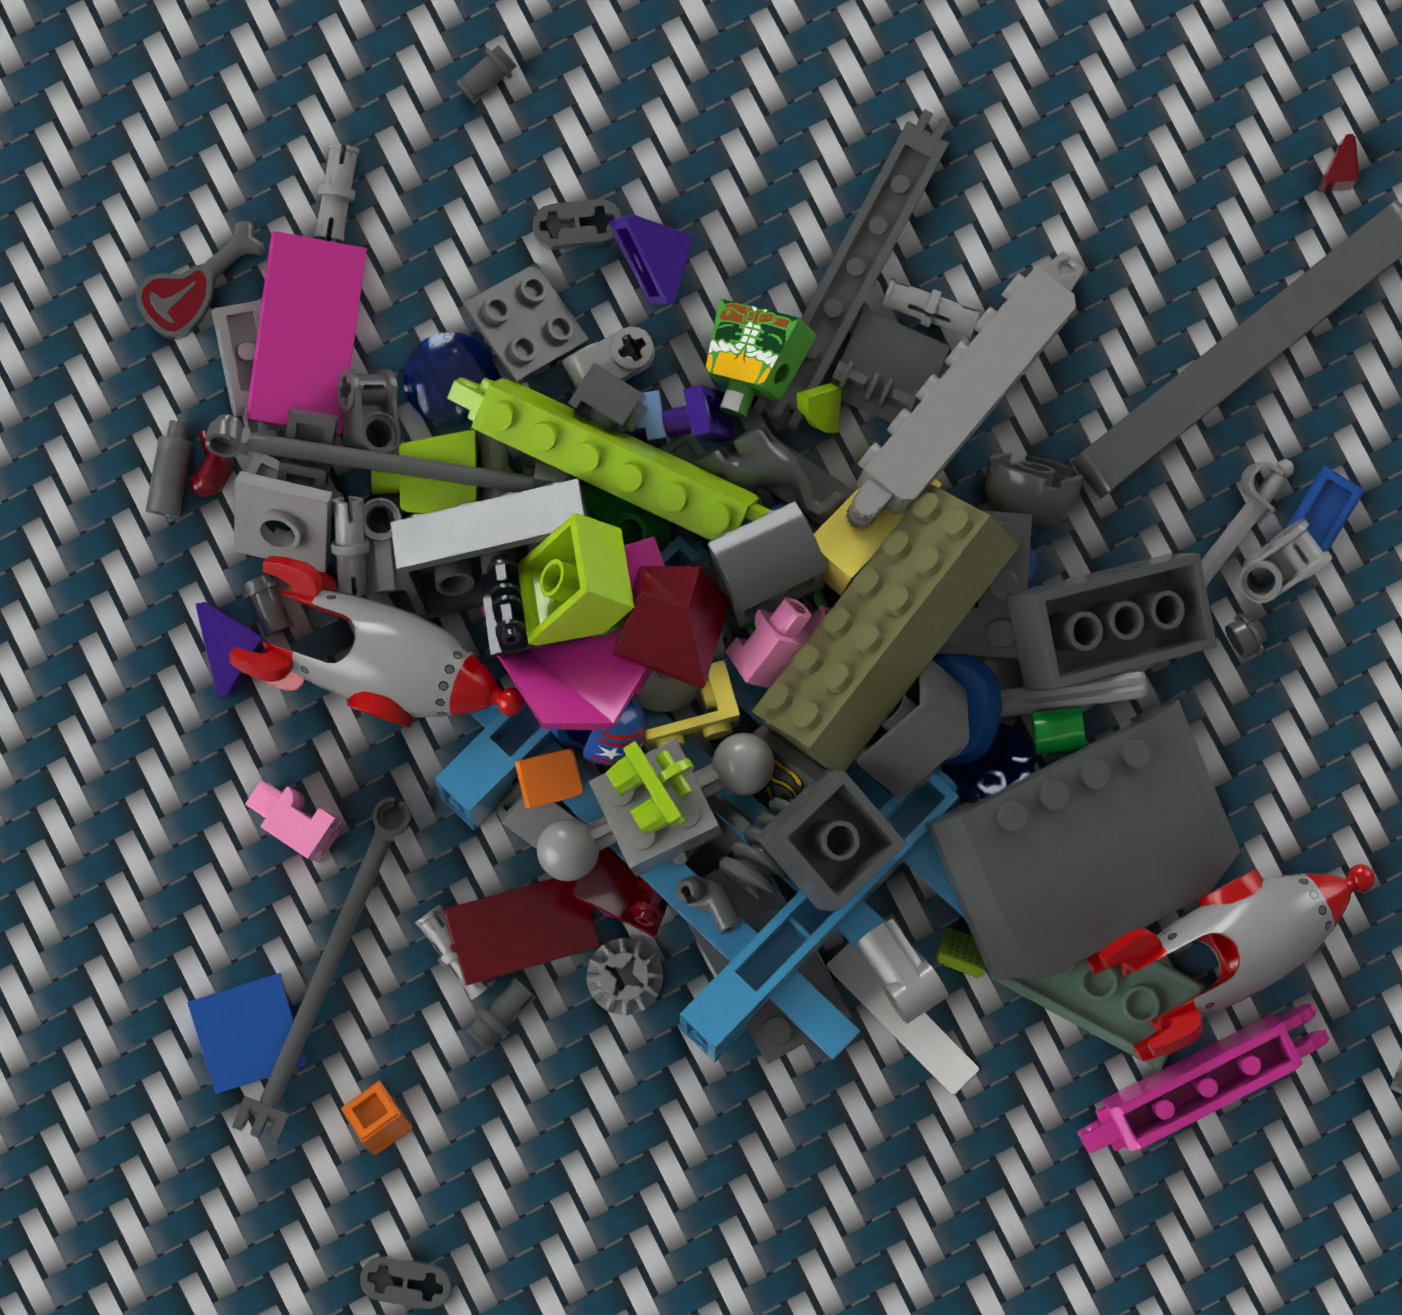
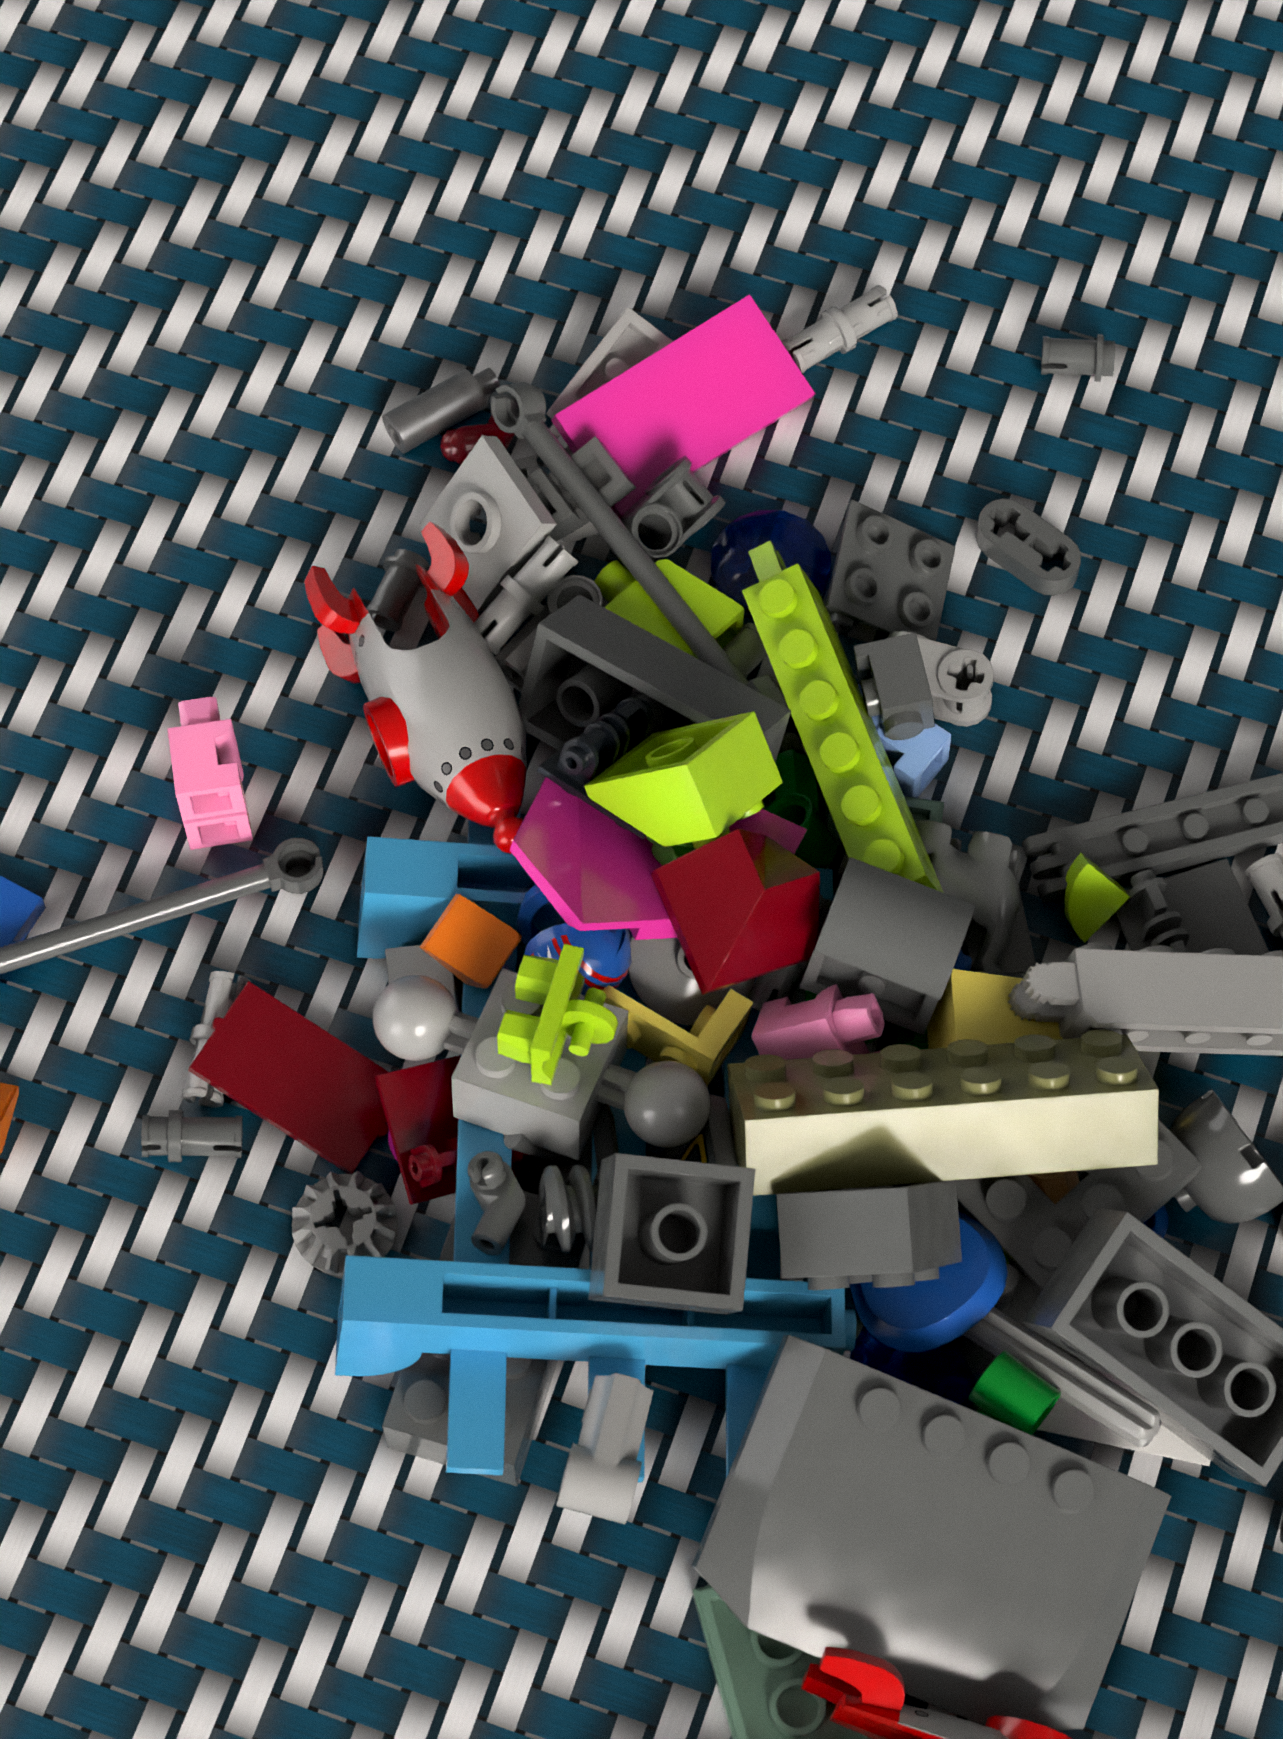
camera: 45 degrees right, 20 degrees down
(180, 301) = (600, 286): dark grey piece -> none
(220, 637) = (288, 608): dark purple slope -> none
(654, 254) = (1074, 621): dark purple slope -> none
(700, 416) = (970, 786): dark purple tile -> none
(755, 354) = (1078, 787): torso -> none
(920, 1037) = (562, 1561): white sticker -> none
(960, 953) = (682, 1529): lime slope -> none

